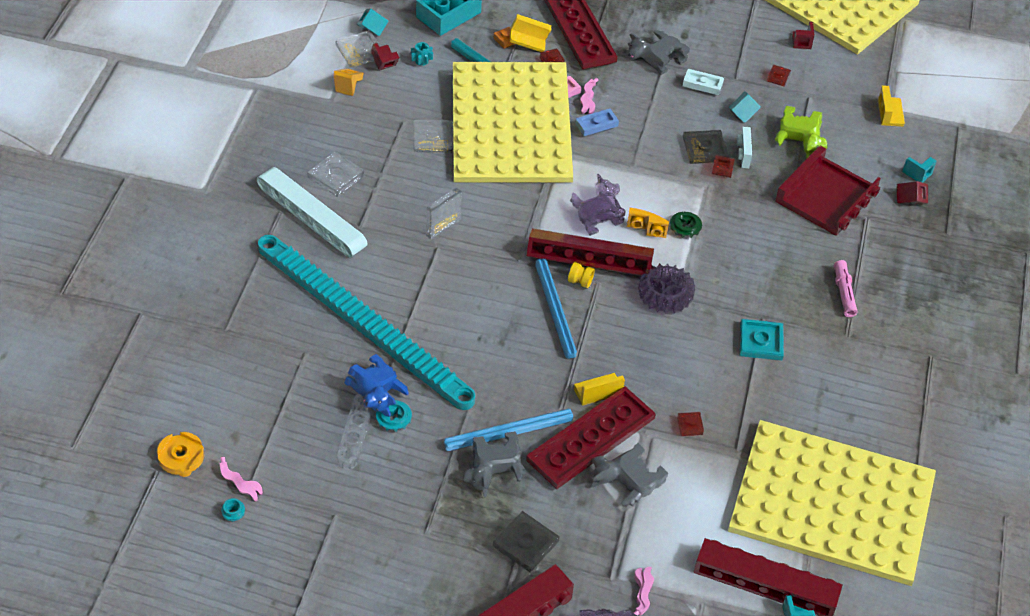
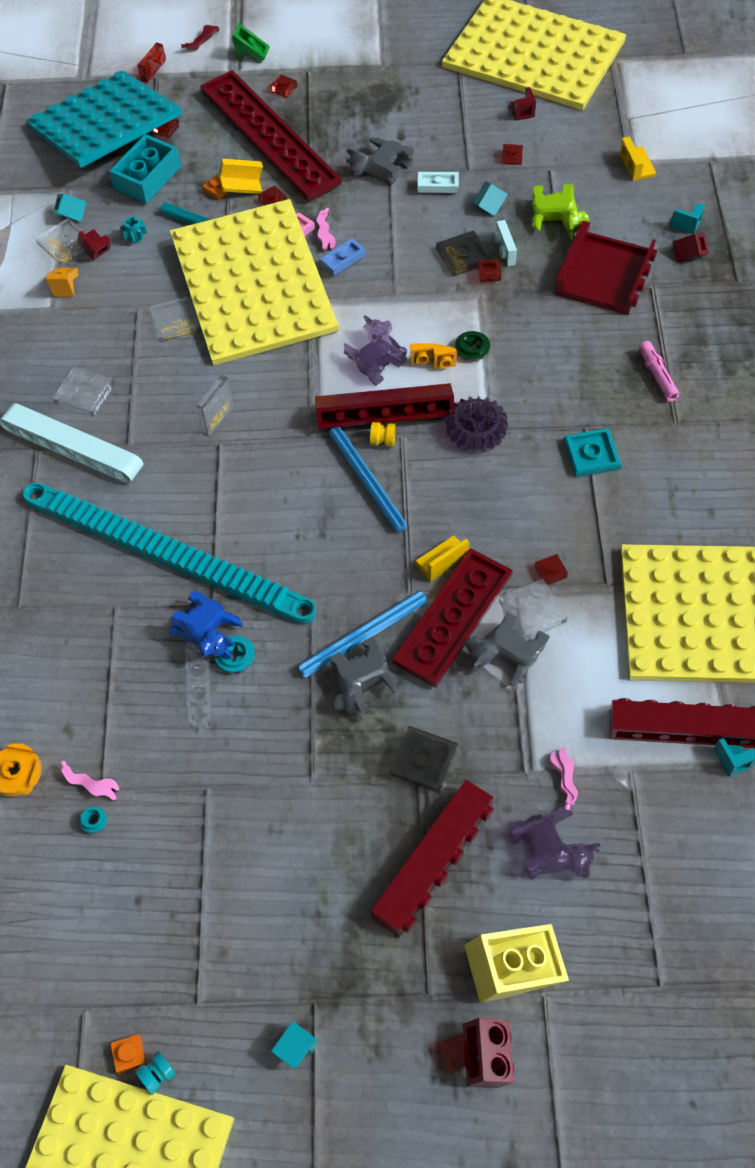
camera: 10 degrees left, 10 degrees up
(664, 449) = (534, 607): none -> clear plate

